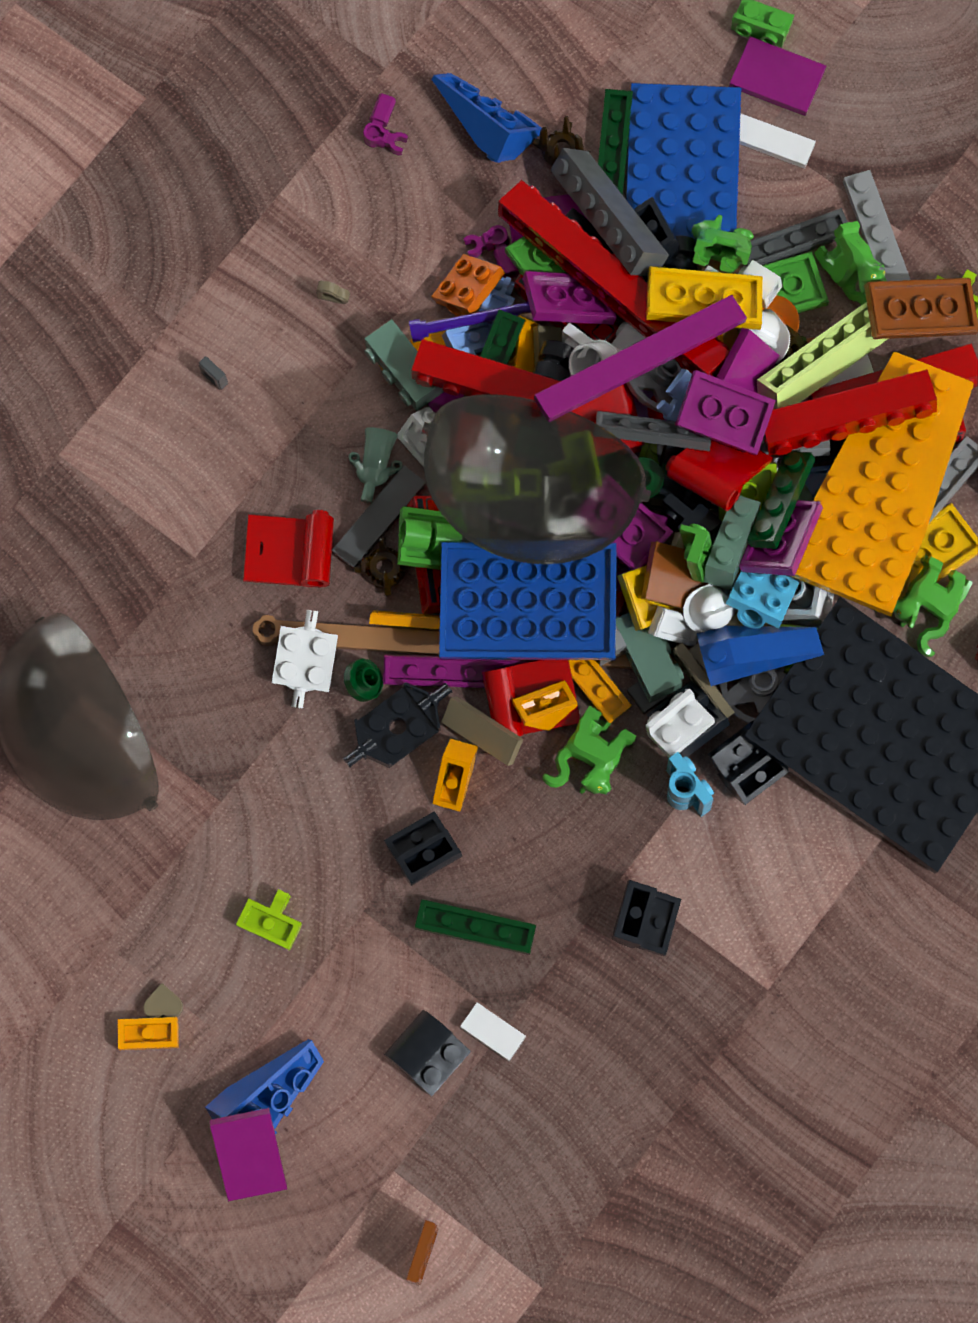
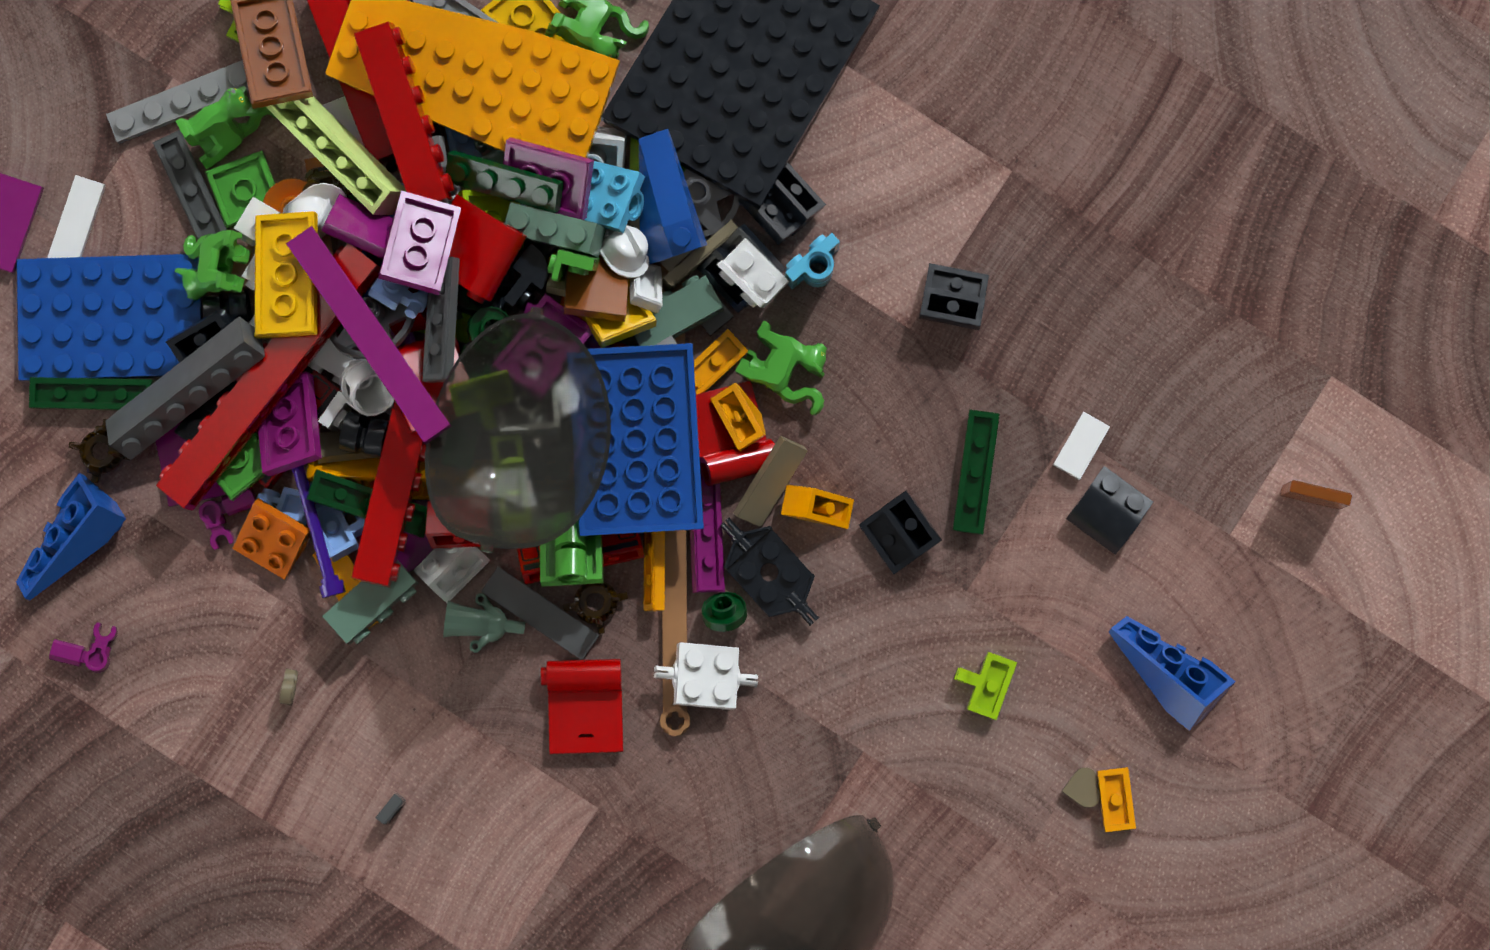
camera: 100 degrees left, 10 degrees up
(248, 1154) = (1234, 680): magenta tile -> none

